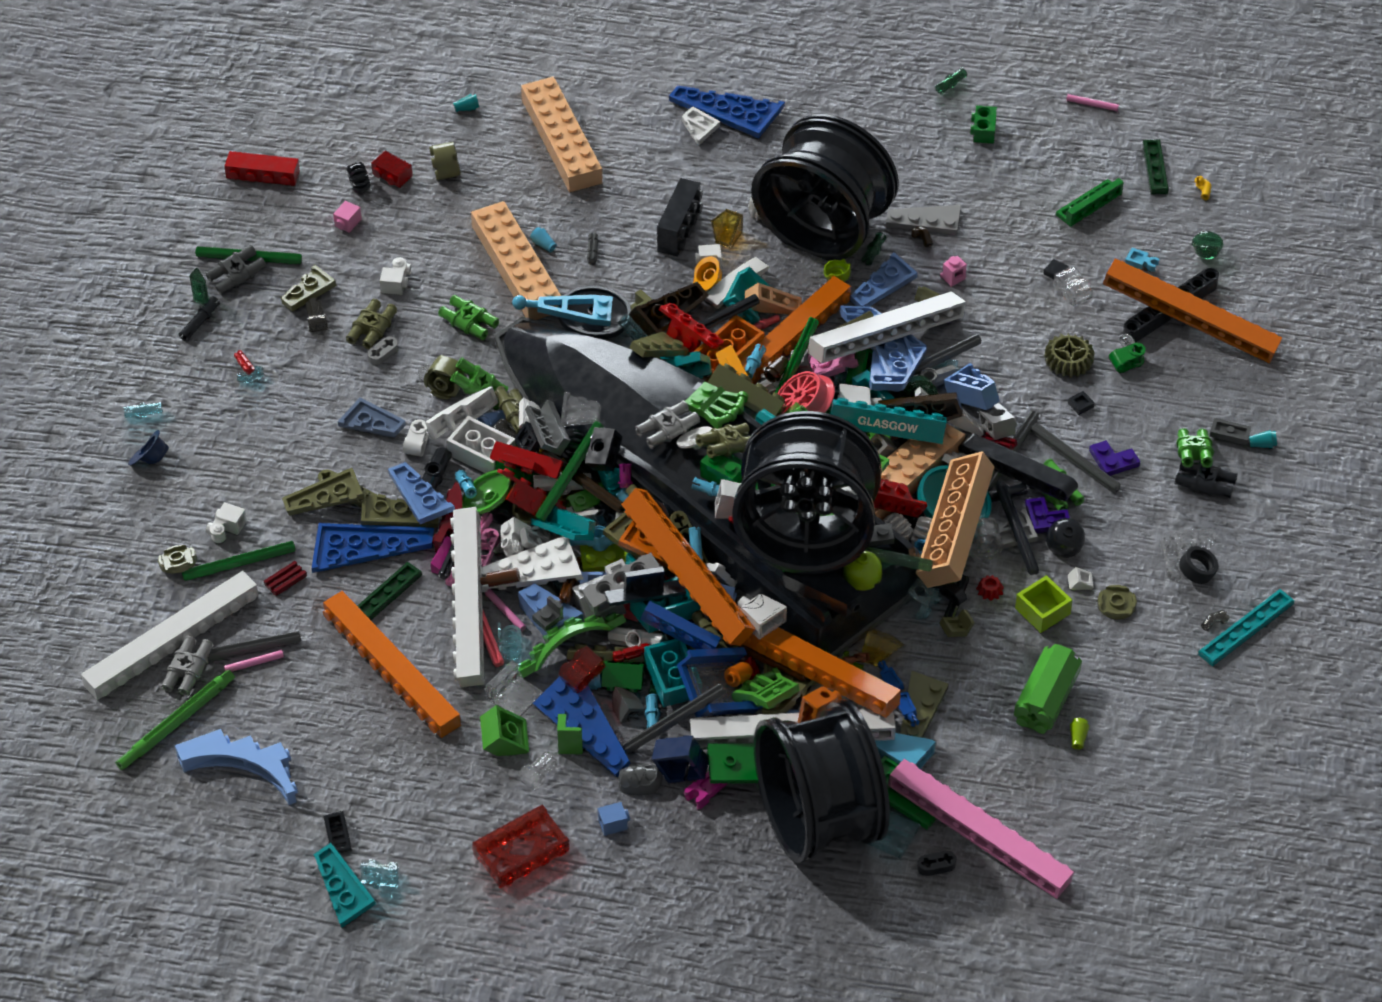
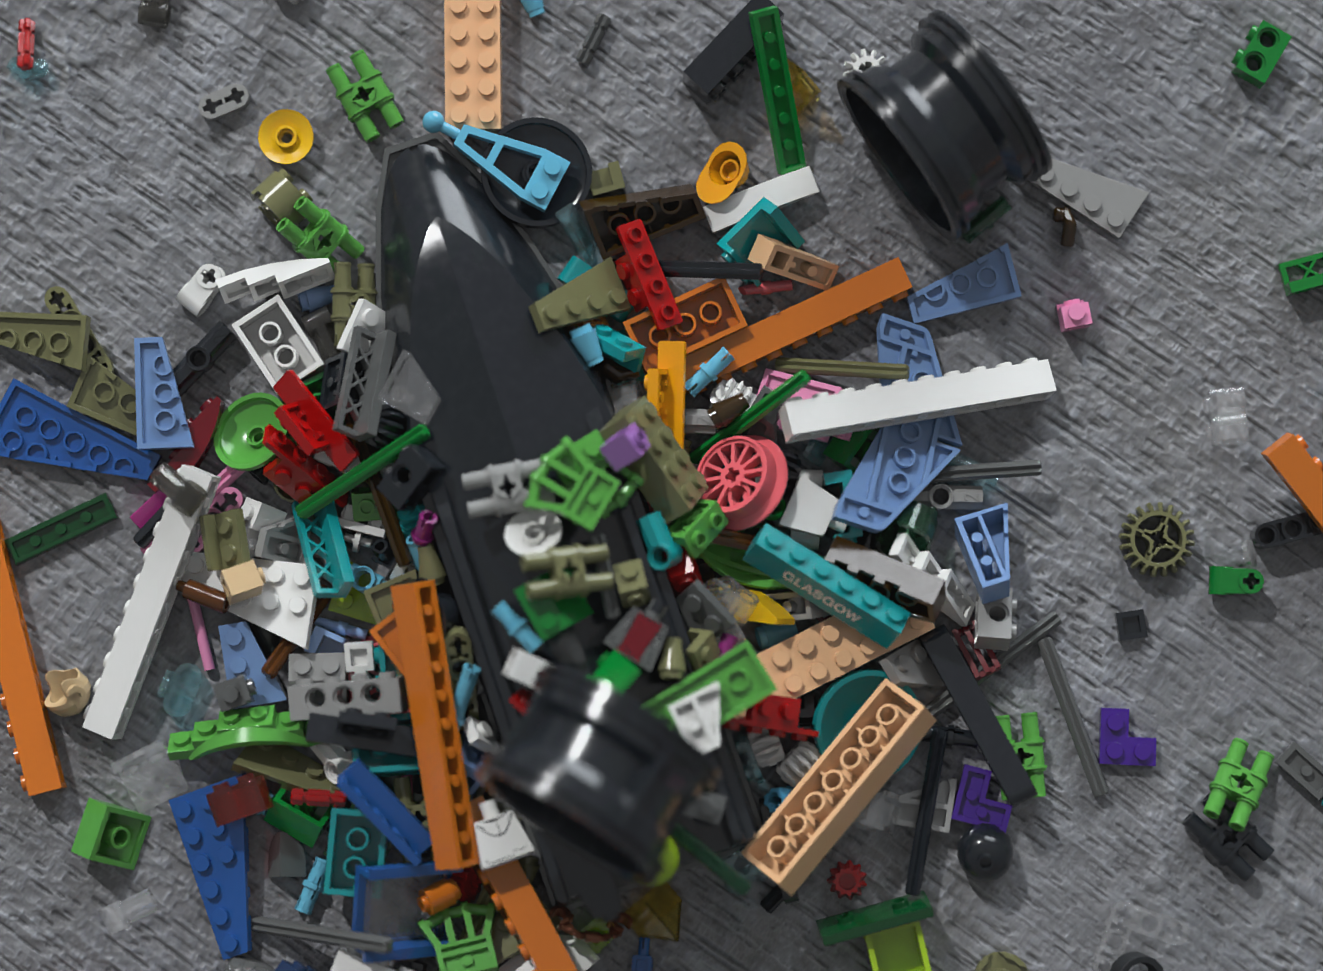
camera: 25 degrees right, 35 degrees up
(371, 324) = (227, 64): olive pin -> none
(372, 419) = (157, 222): sand blue wing -> none
(428, 349) = (276, 126): none -> yellow dish
(438, 667) = (68, 692): none -> tan cap
(463, 518) = (184, 493): none -> clear smoke piece
(466, 484) = (231, 415): medium azure pin -> none
(491, 644) = (156, 673): coral axle -> none
(501, 541) = (224, 539): none -> olive bracket
(523, 553) = (242, 582): none -> tan brick
(568, 737) = (176, 882): bright green panel -> none
(674, 359) = (587, 344): none -> medium azure cone
(707, 402) = (587, 498): none -> bright green plate
(709, 250) = (745, 133): white brick -> none
(716, 219) = (777, 89): none -> green plate
(727, 375) = (625, 446): none -> medium lavender brick
(837, 268) = (910, 242): lime hair -> none
(924, 293) = (1015, 342): olive cone -> none
(957, 626) = (769, 927): olive bracket -> none
(1008, 596) = (874, 918): none -> dark green plate
(1053, 268) = (1221, 371): black tile -> none
(1080, 579) = (972, 922): white slope -> none

